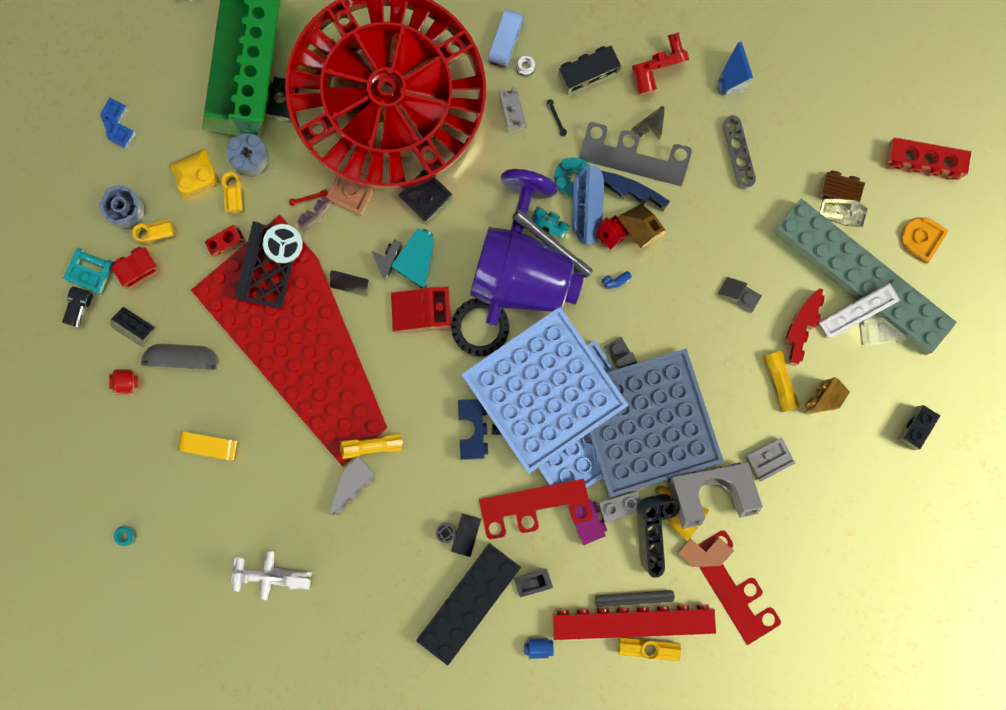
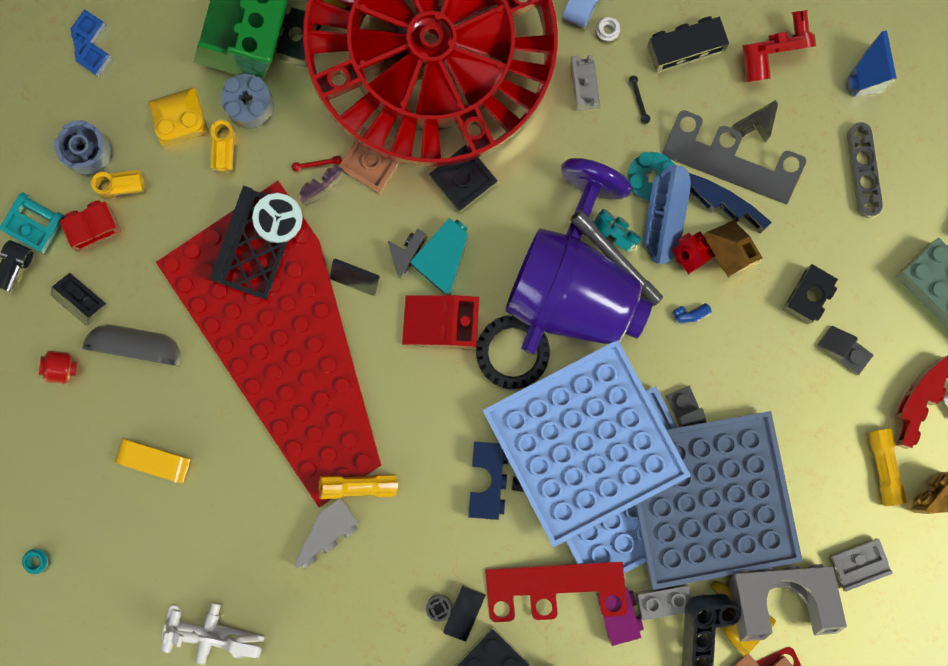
camera: 10 degrees right, 0 degrees up
(225, 241) = (206, 205): red leg -> none
(711, 243) = (798, 302): none -> black brick

